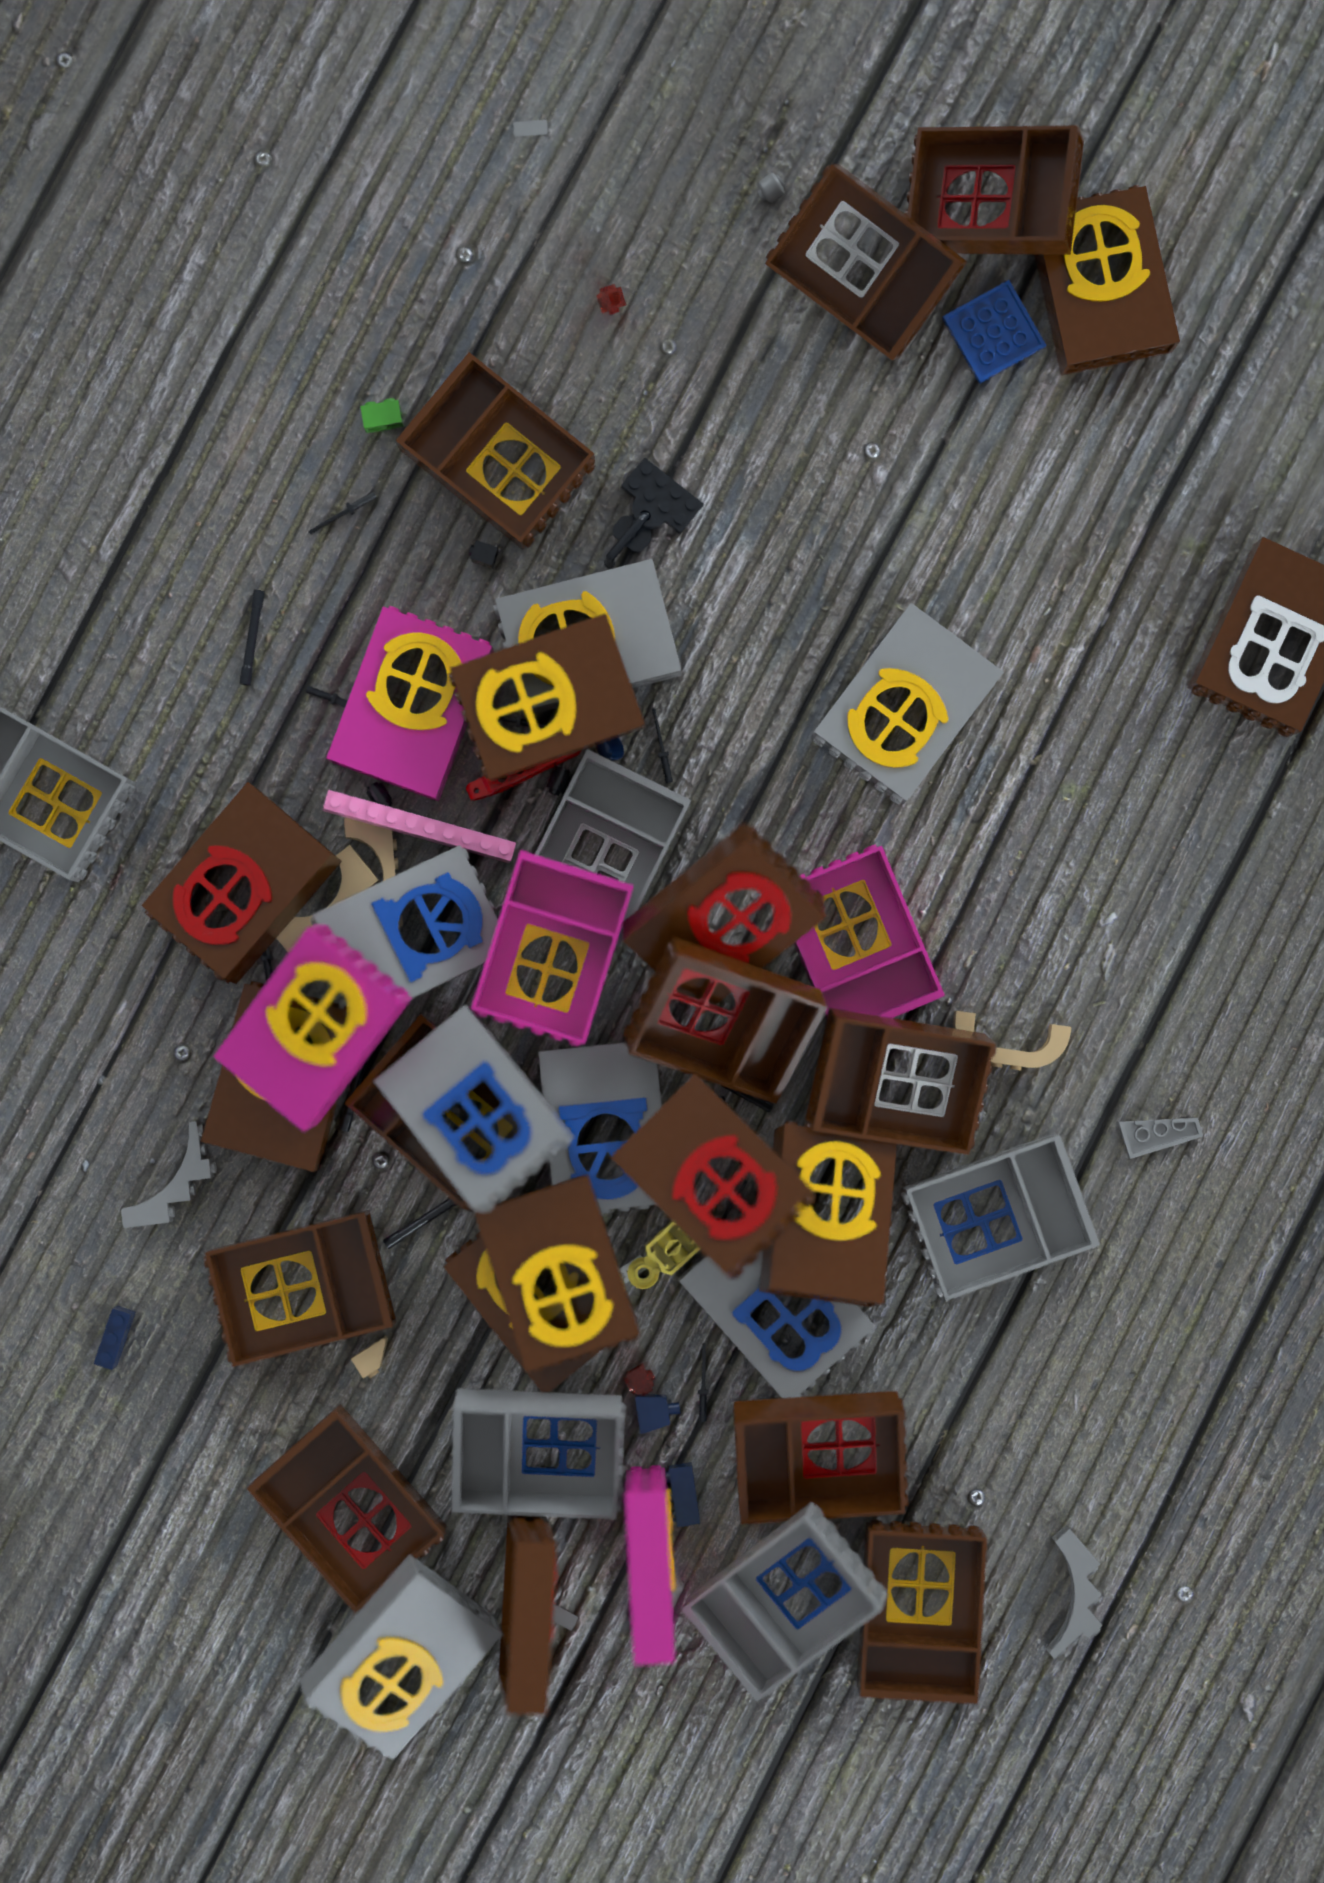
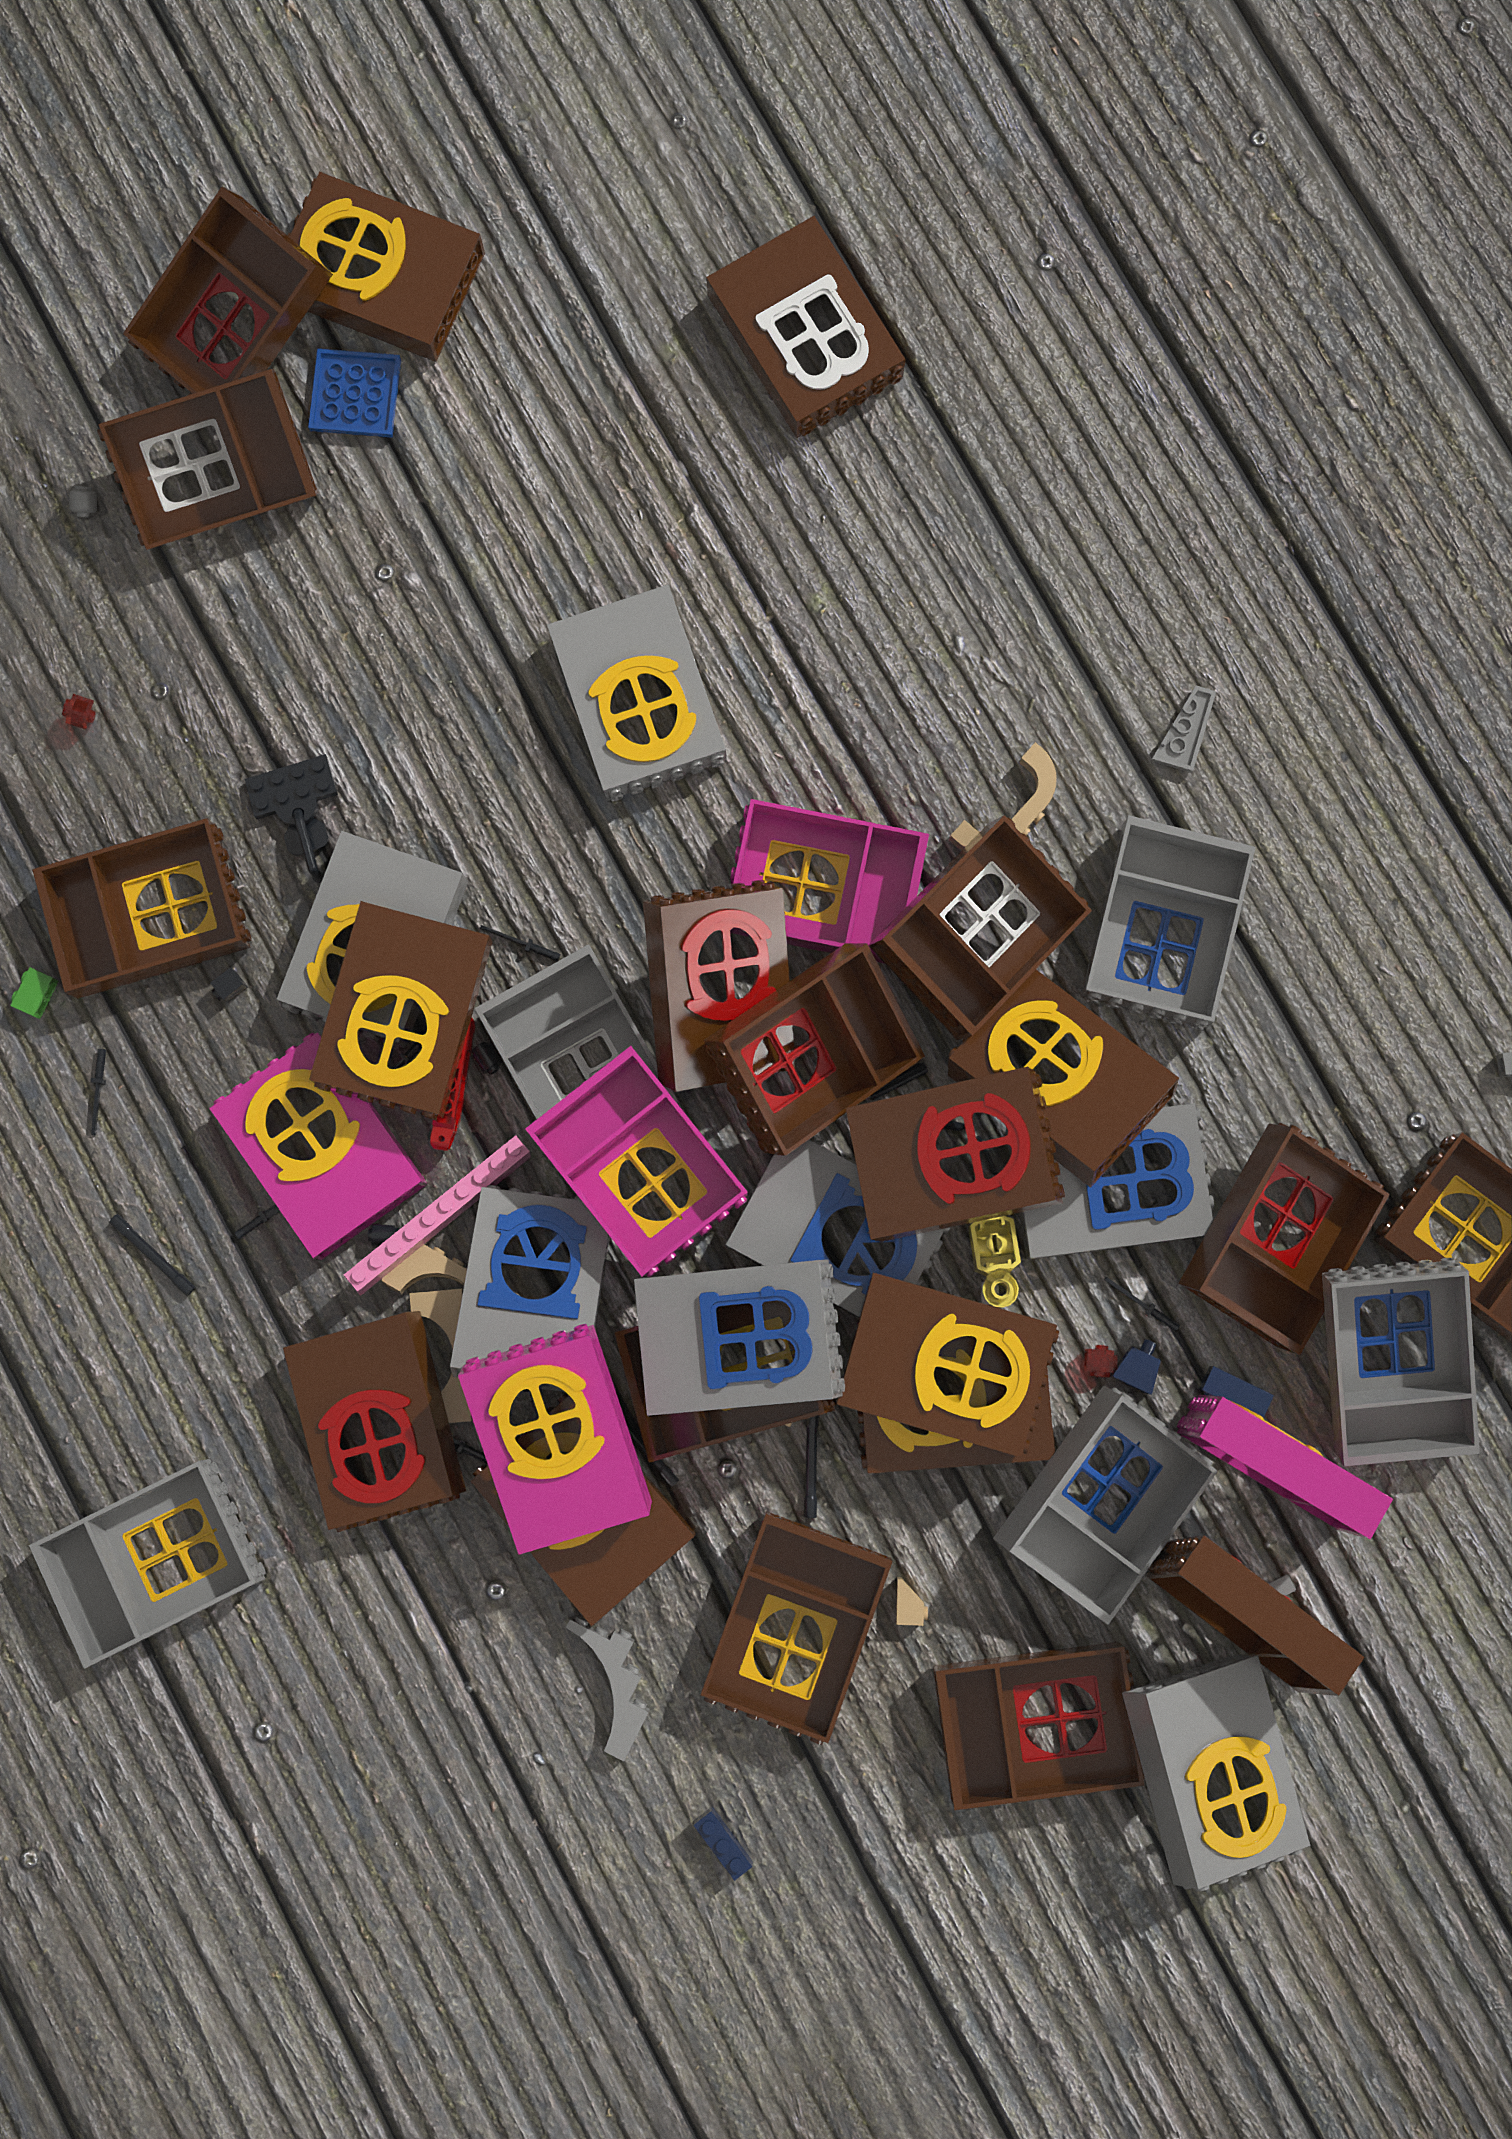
camera: 45 degrees left, 5 degrees down
(611, 749) = (490, 988): dark blue hair -> none

